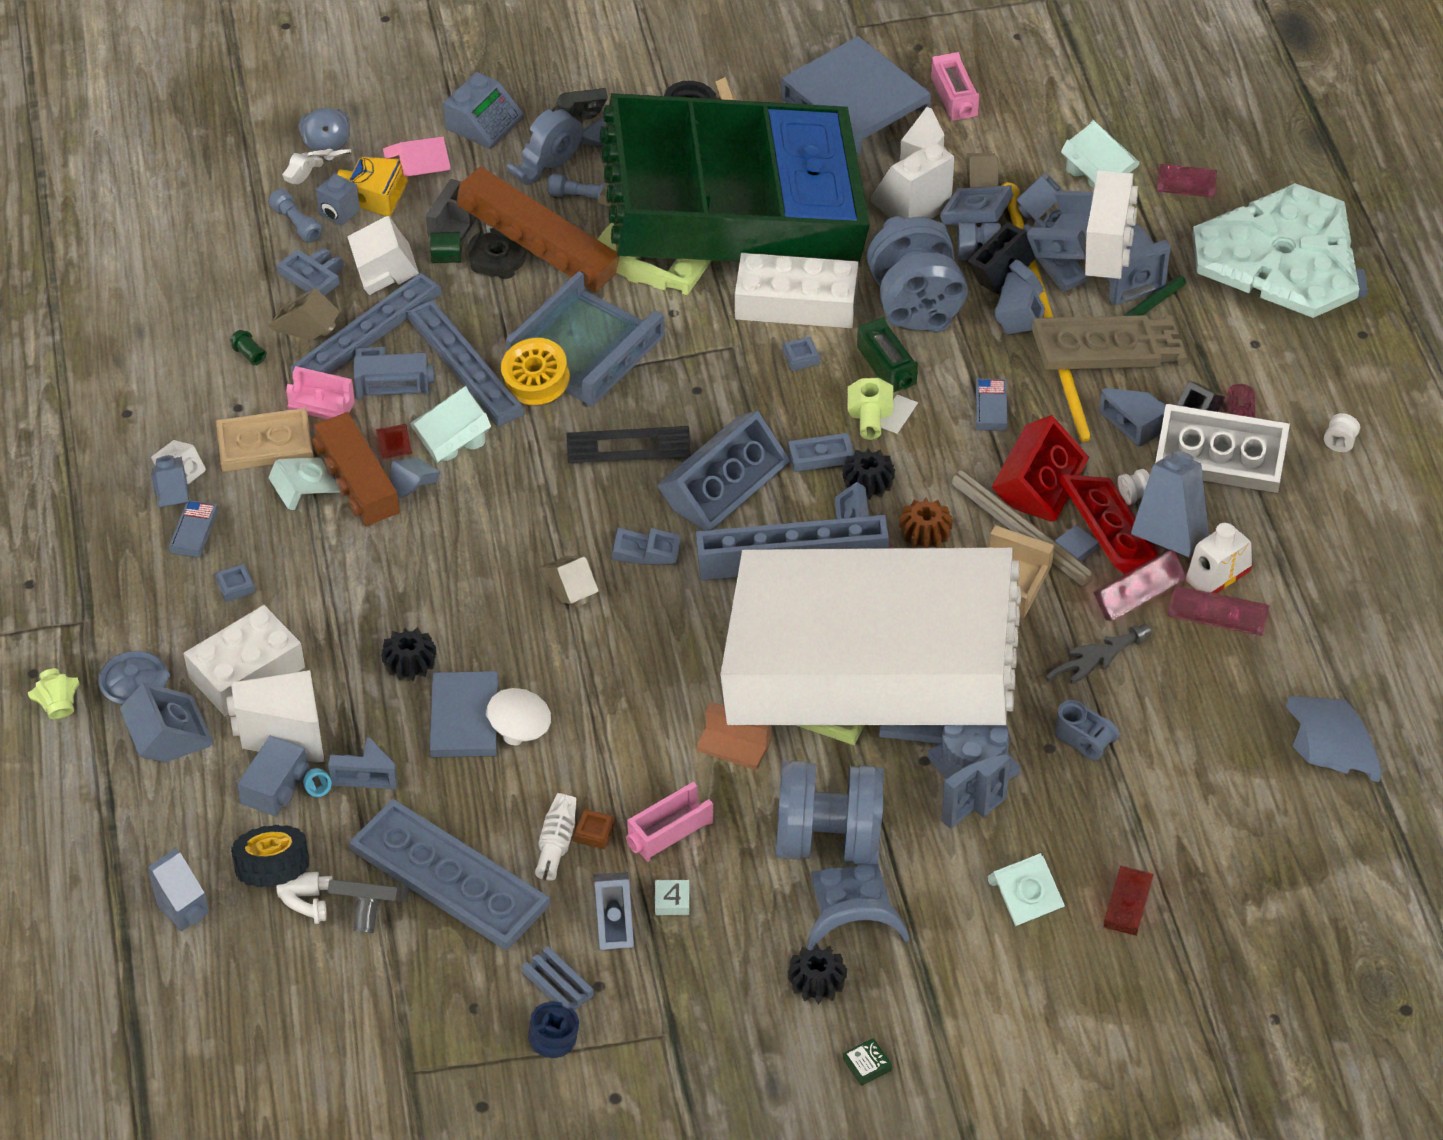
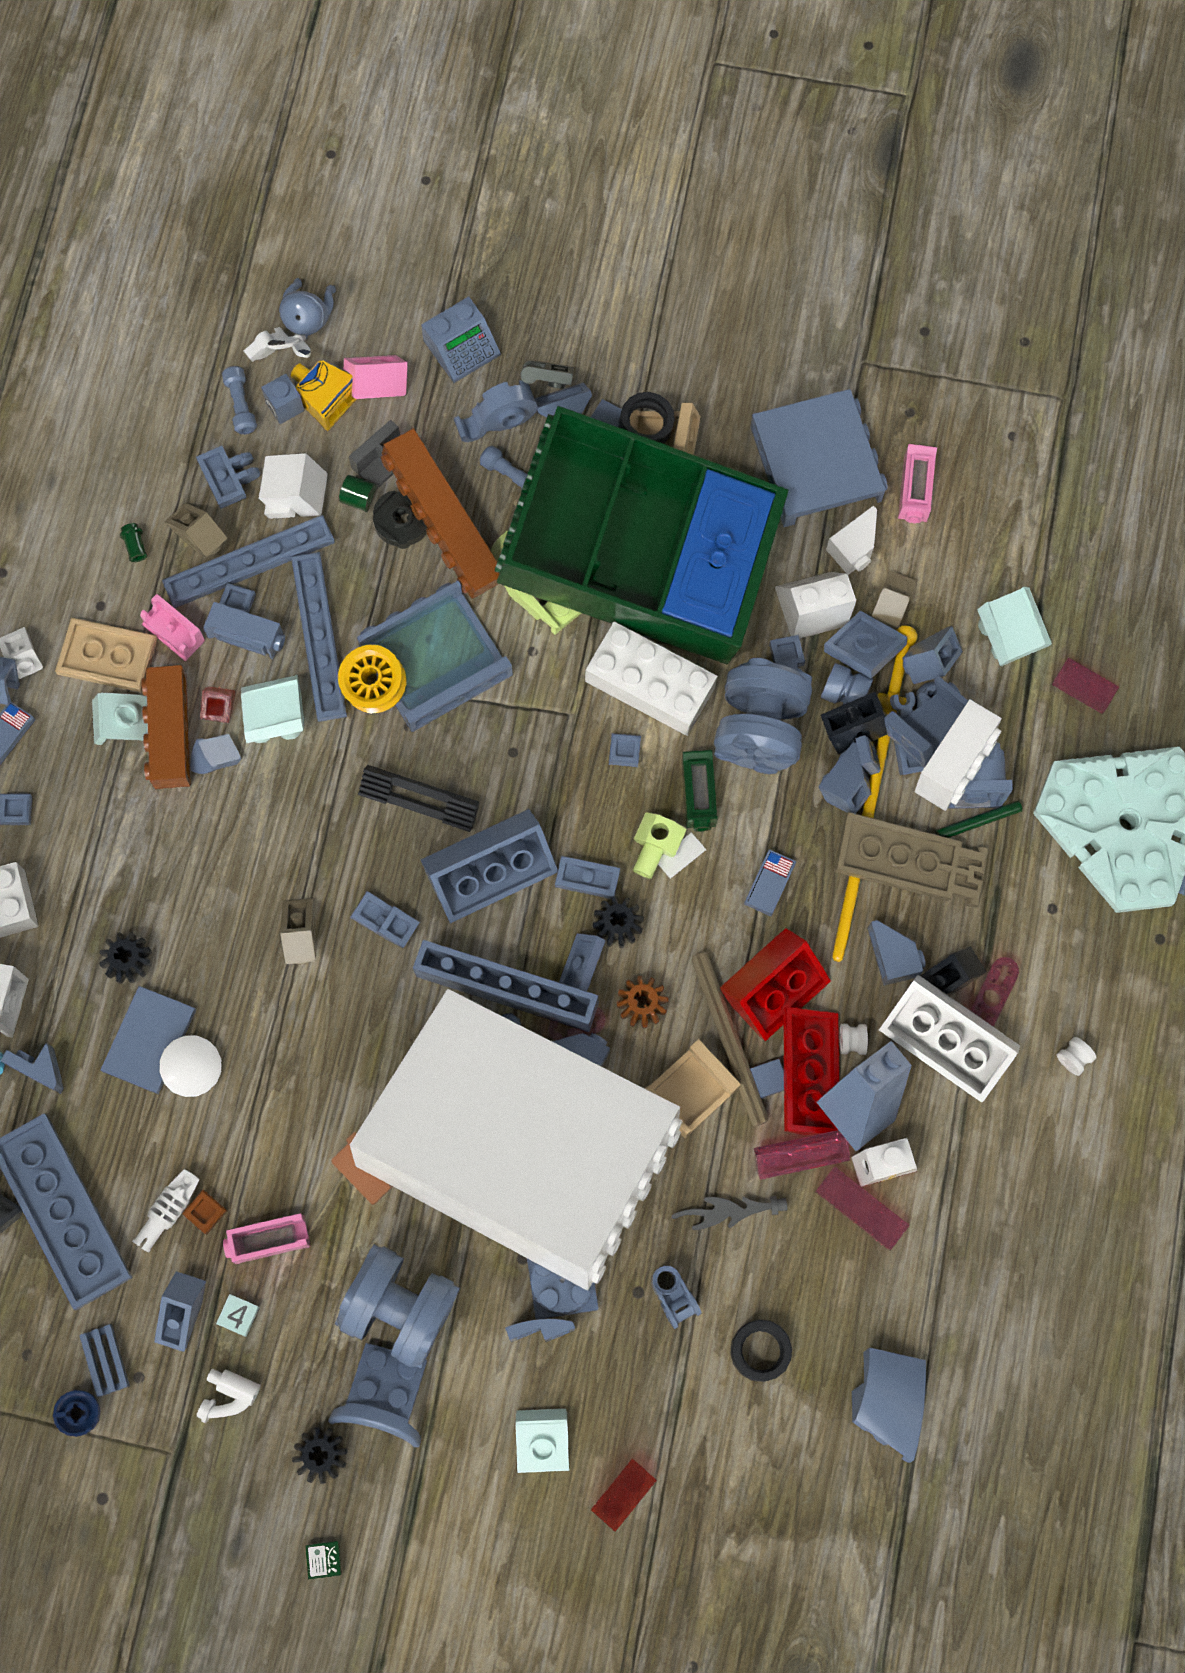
camera: 20 degrees right, 25 degrees up
(706, 952) = (232, 1385): none -> white plant
(1195, 725) = (784, 1345): none -> black tyre

